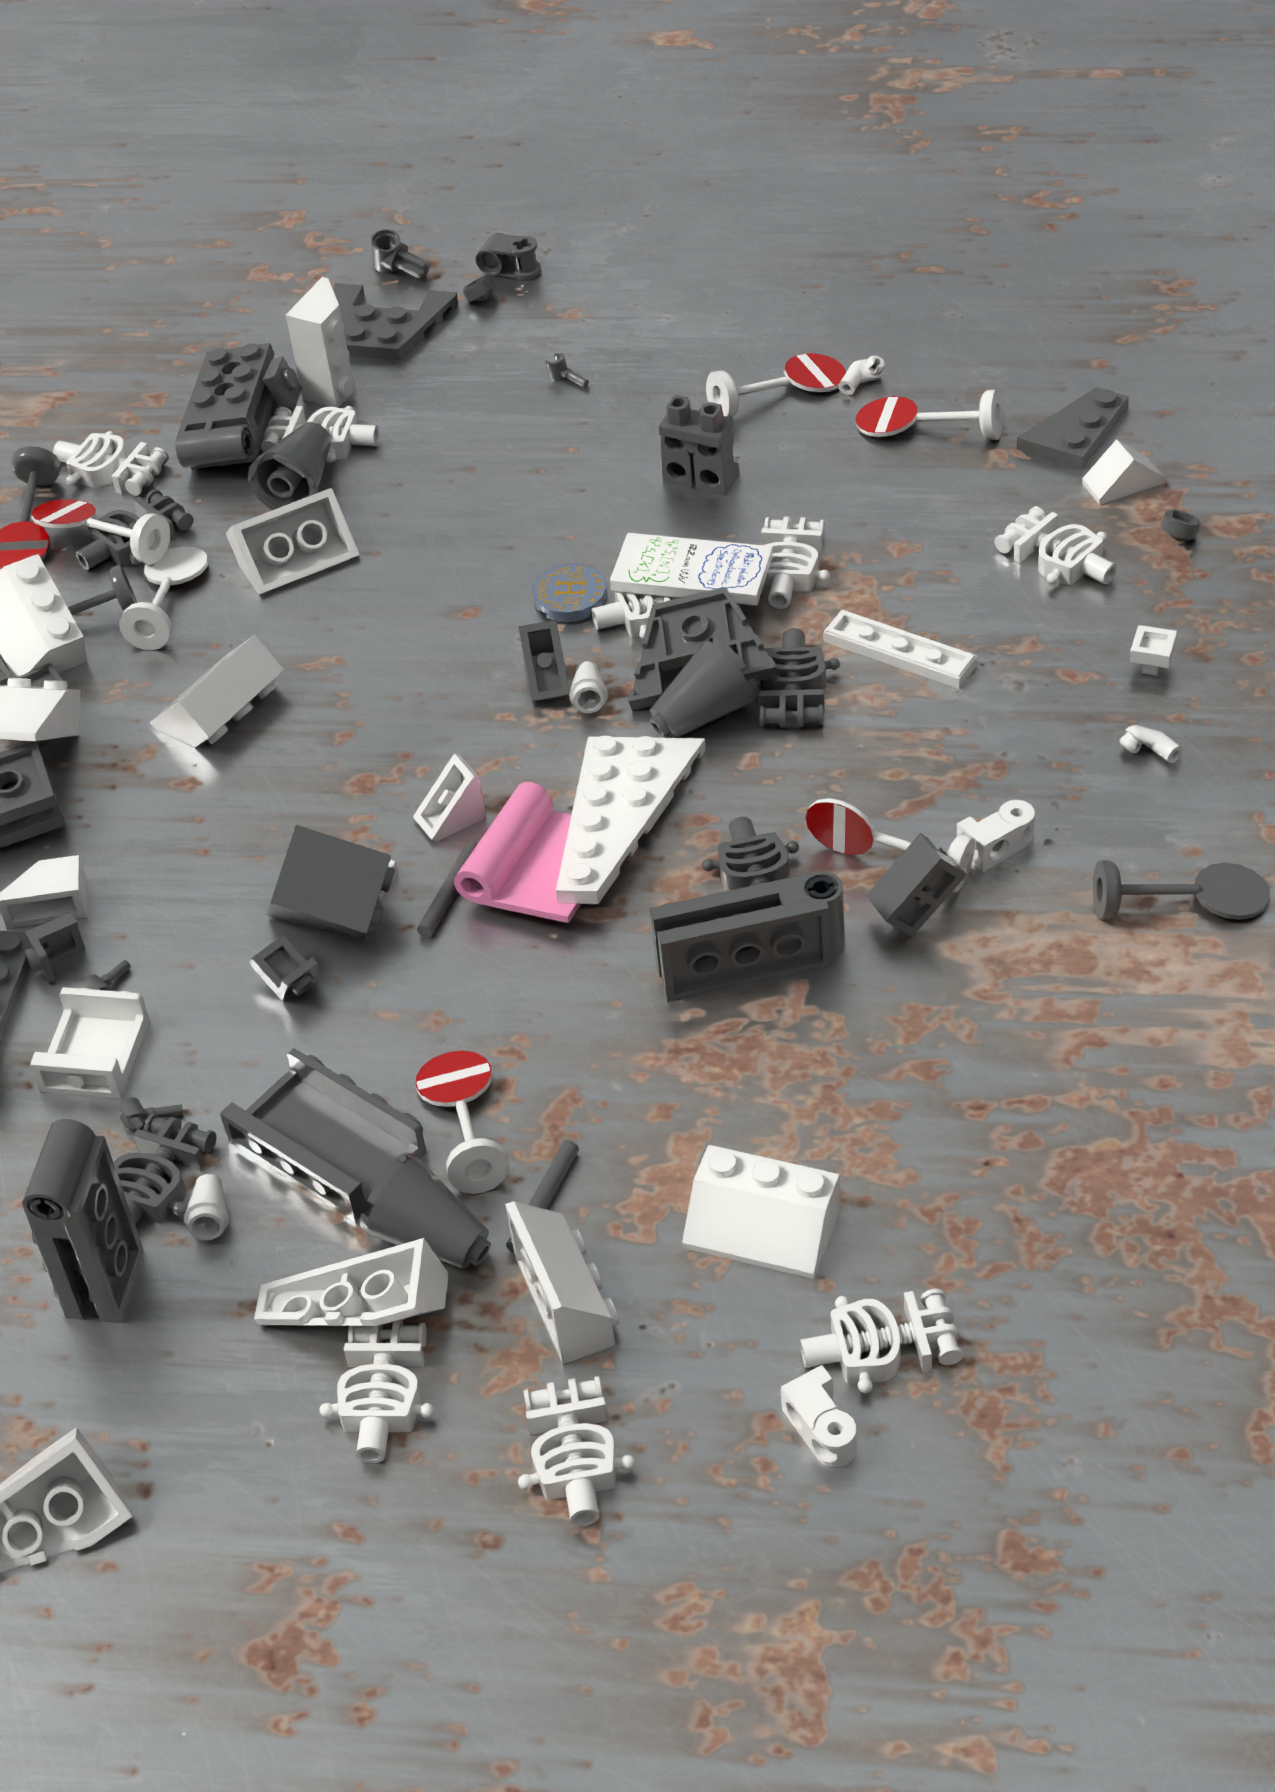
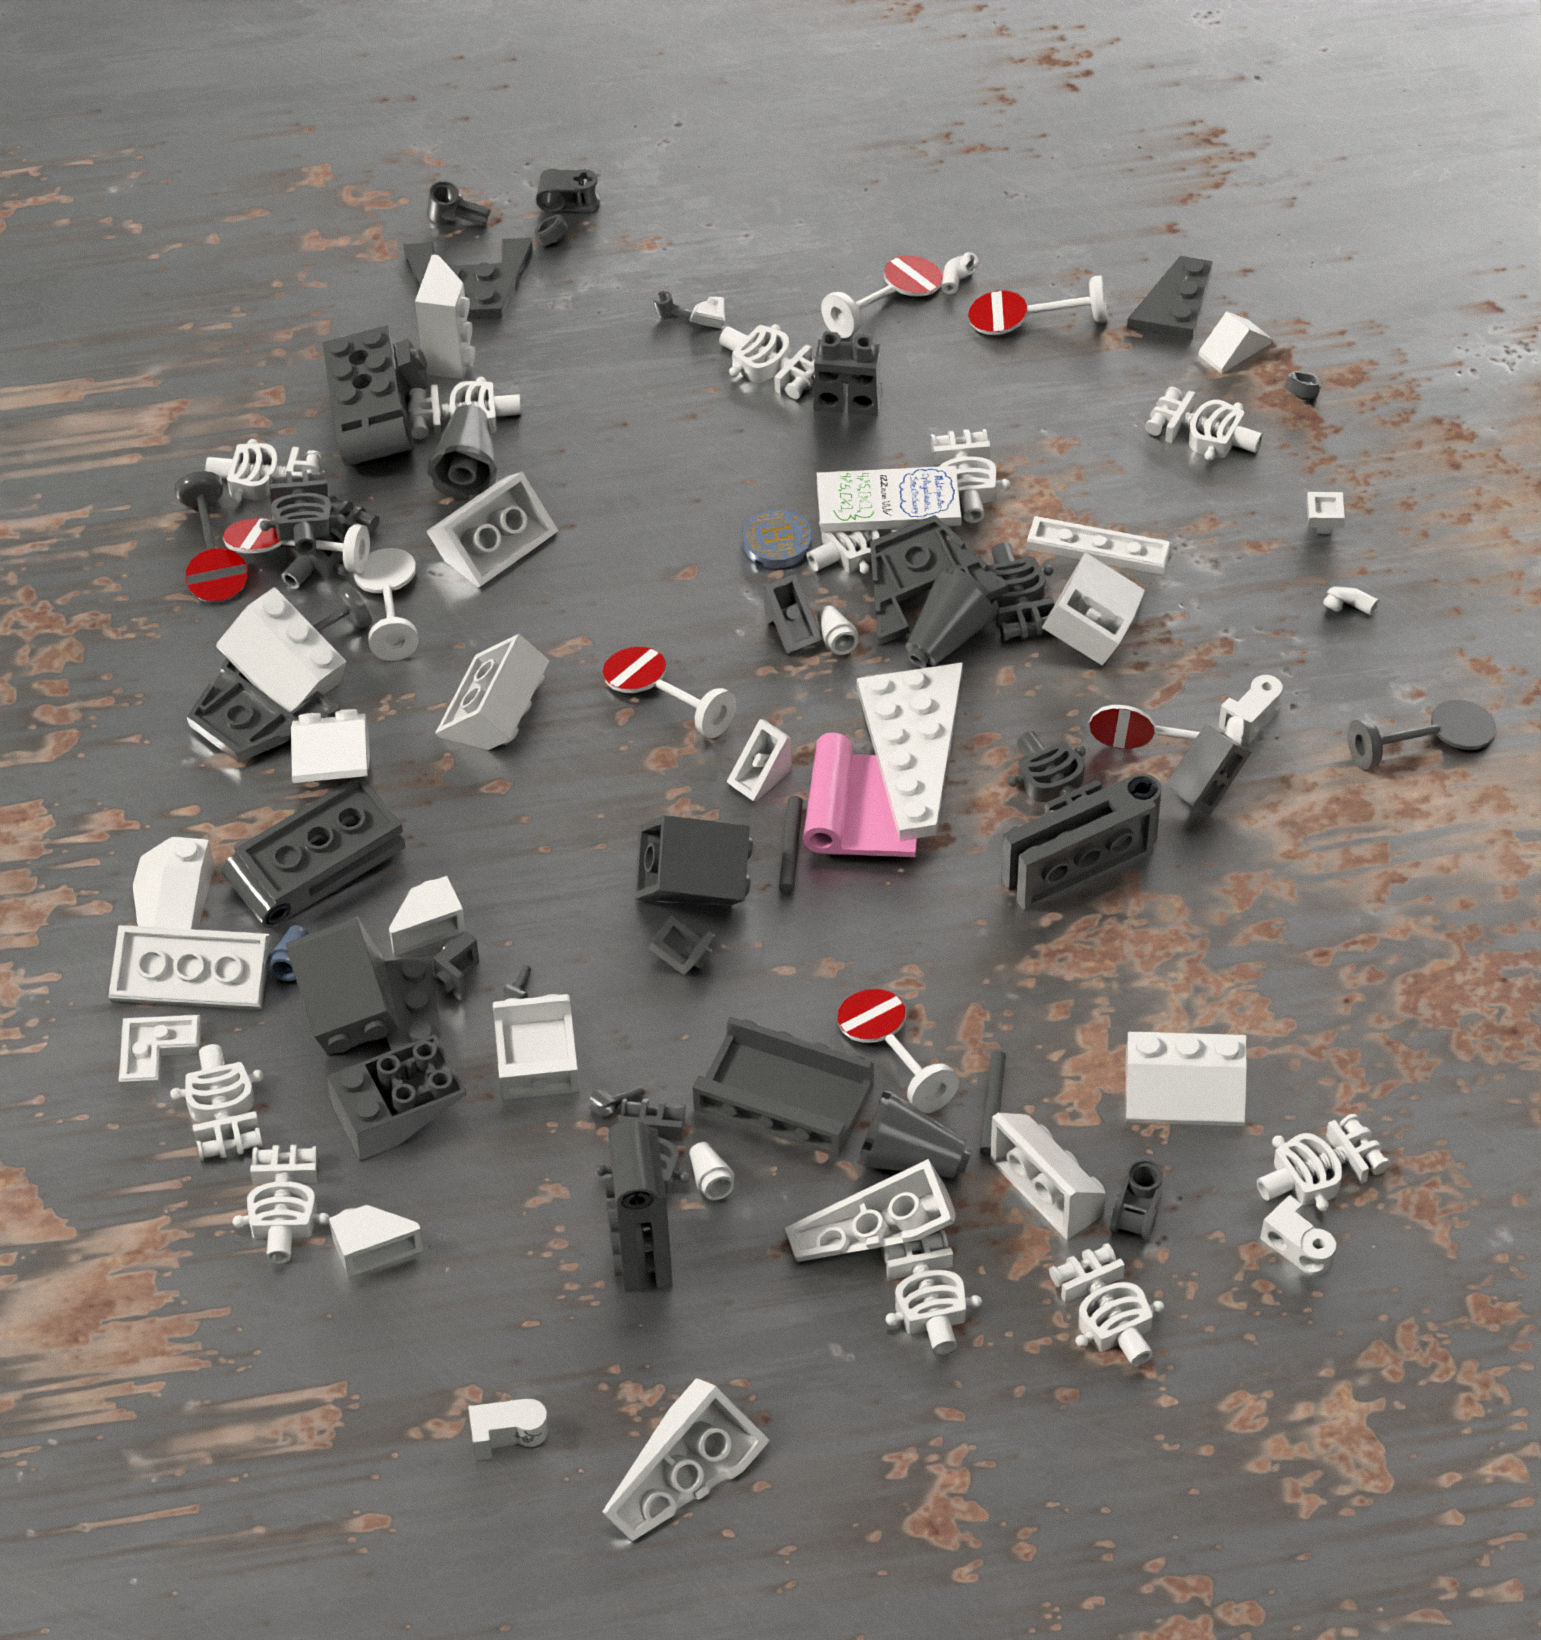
camera: 20 degrees left, 5 degrees up
(113, 494) = (301, 509): none -> dark grey torso
(423, 744) = (644, 667): none -> white piece
(596, 379) = (709, 312): none -> white tile
(631, 426) = (758, 360): none -> white torso
(647, 1341) = (1138, 1205): none -> dark grey piece
(860, 705) = (1094, 609): none -> white slope

